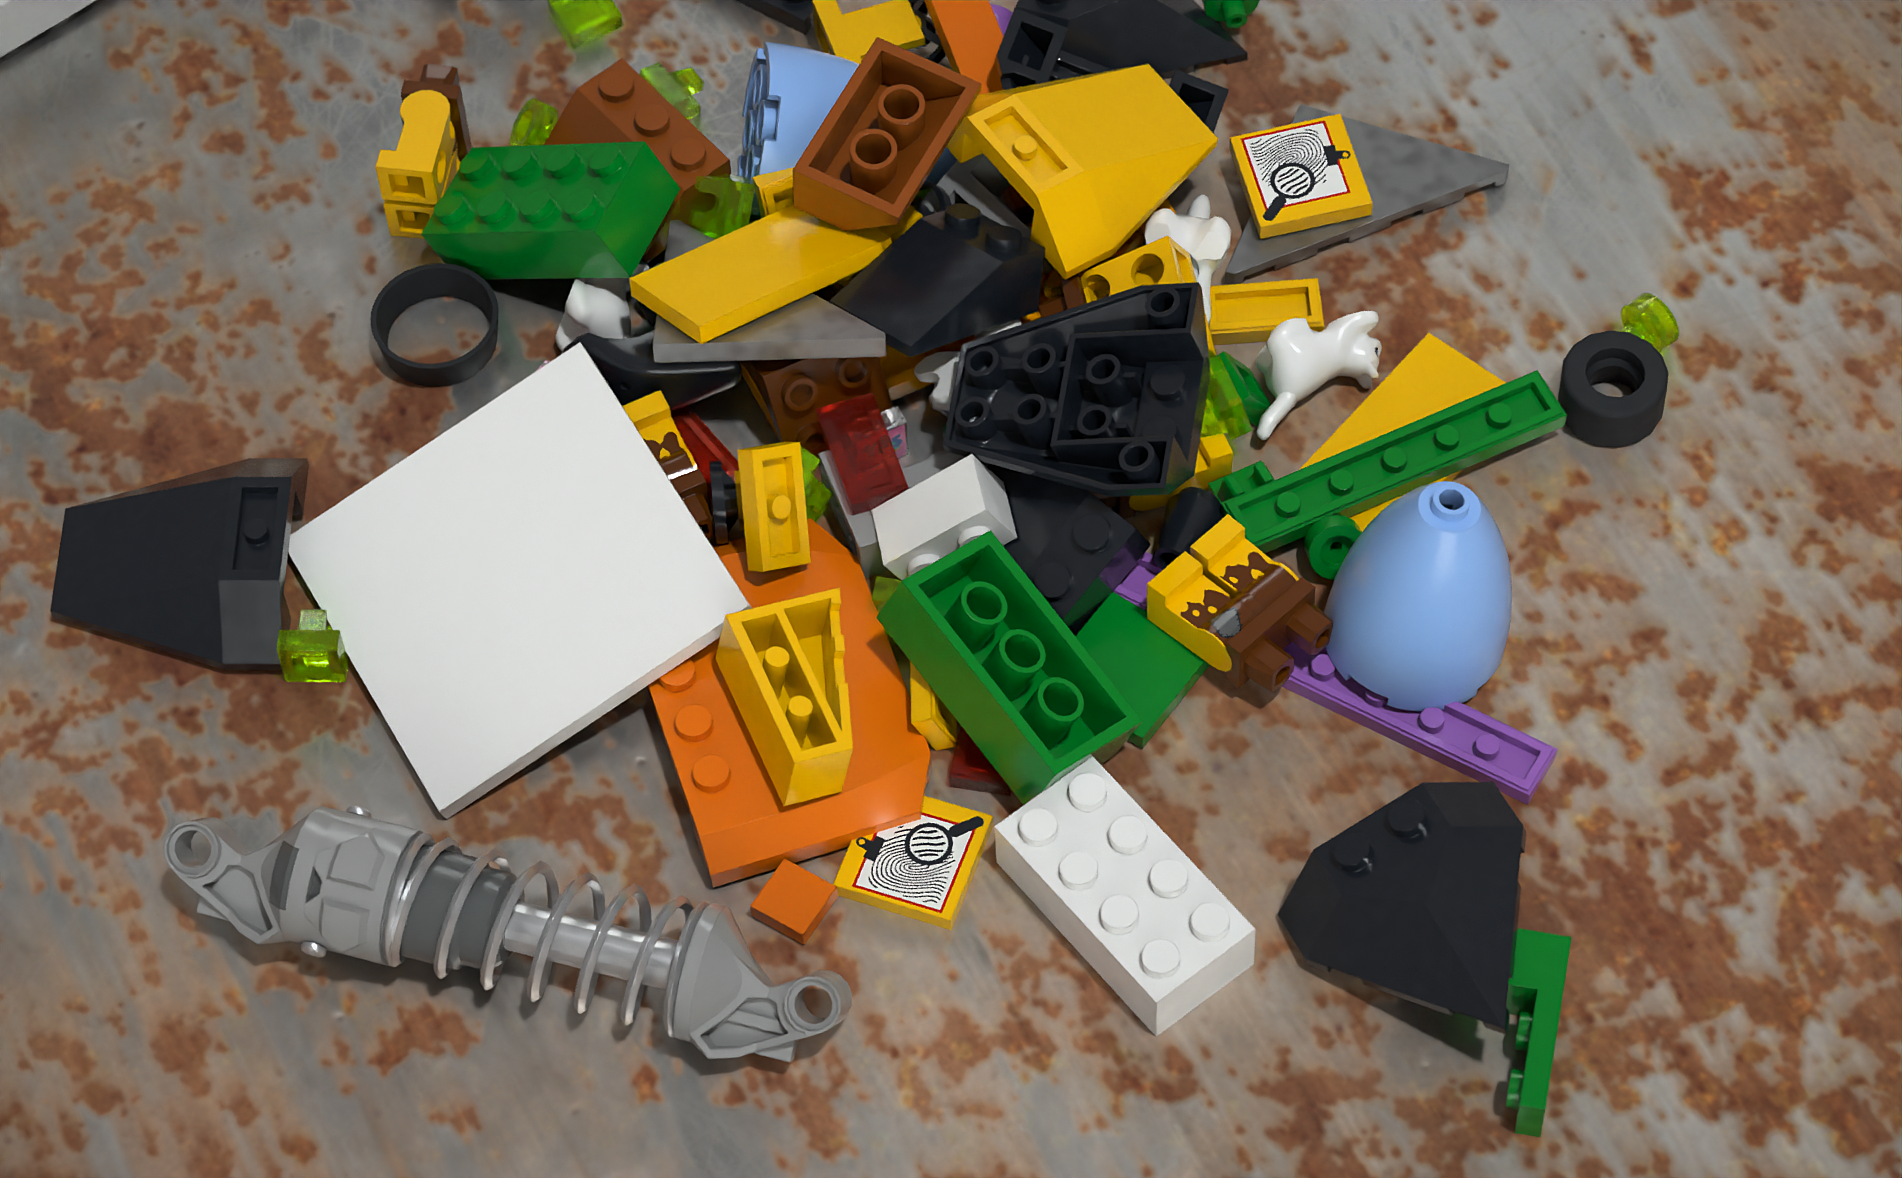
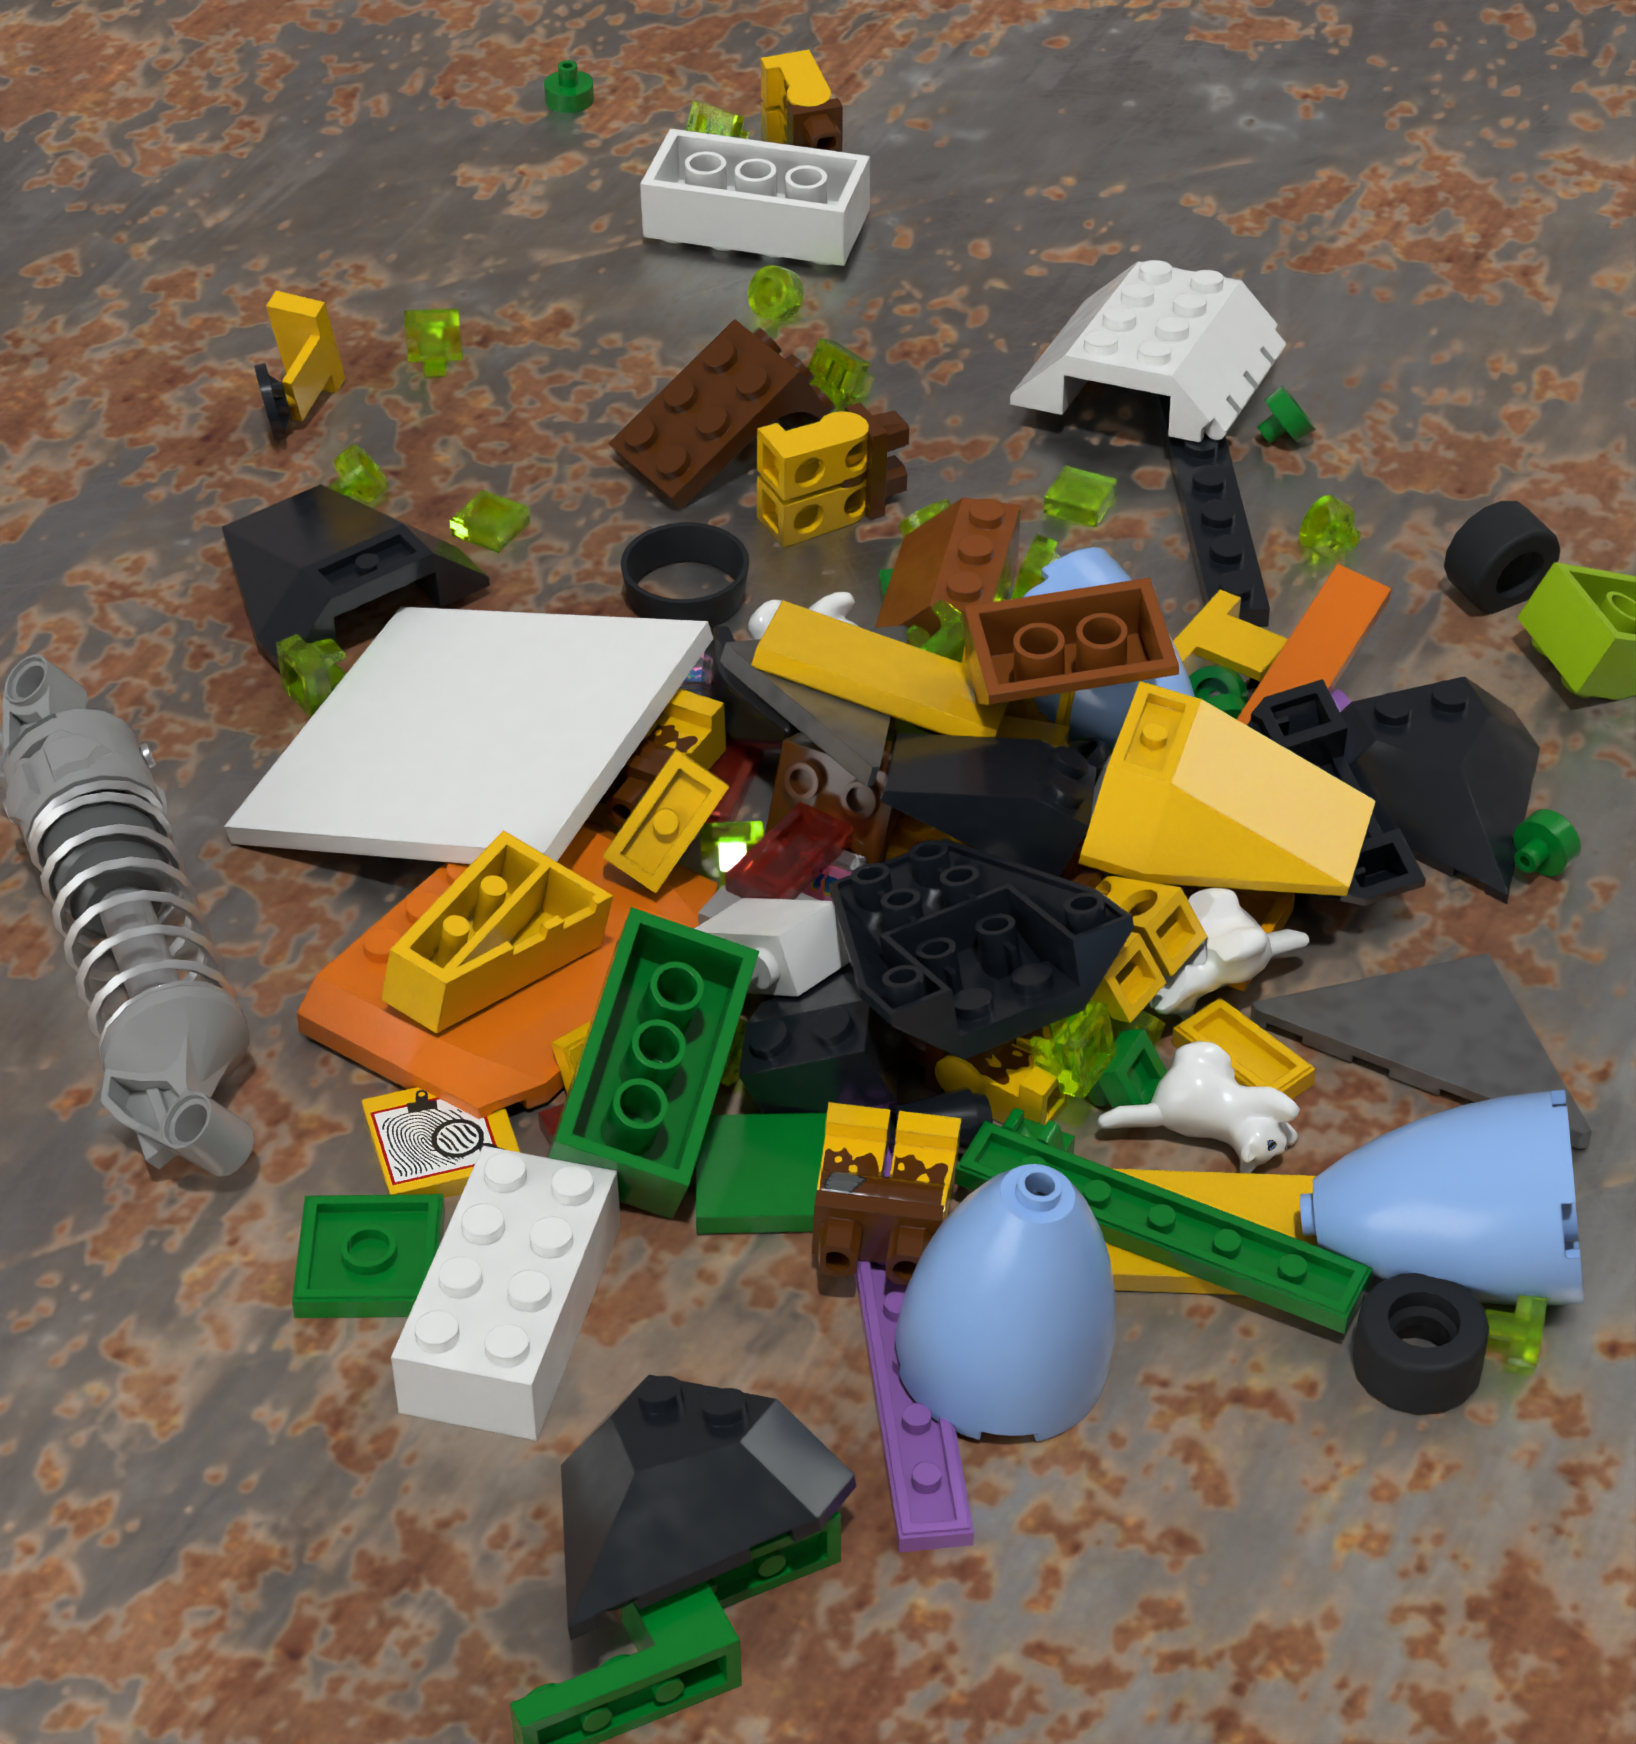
camera: 50 degrees right, 15 degrees down
(83, 476) = (358, 475): none -> clear neon green tile
(136, 57) = (775, 293): none -> clear neon green tile
(222, 417) = (490, 521): none -> clear neon green tile
(272, 184) = (716, 411): none -> reddish brown bracket
(289, 73) = (840, 373): none -> clear neon green tile
(552, 210) = (831, 548): green brick -> none
(794, 901) = (325, 1087): orange tile -> none
(993, 969) = (365, 1254): none -> green tile
(1300, 176) = (1403, 989): tile -> none
(1547, 274) = (1461, 1199): none -> light blue cylinder

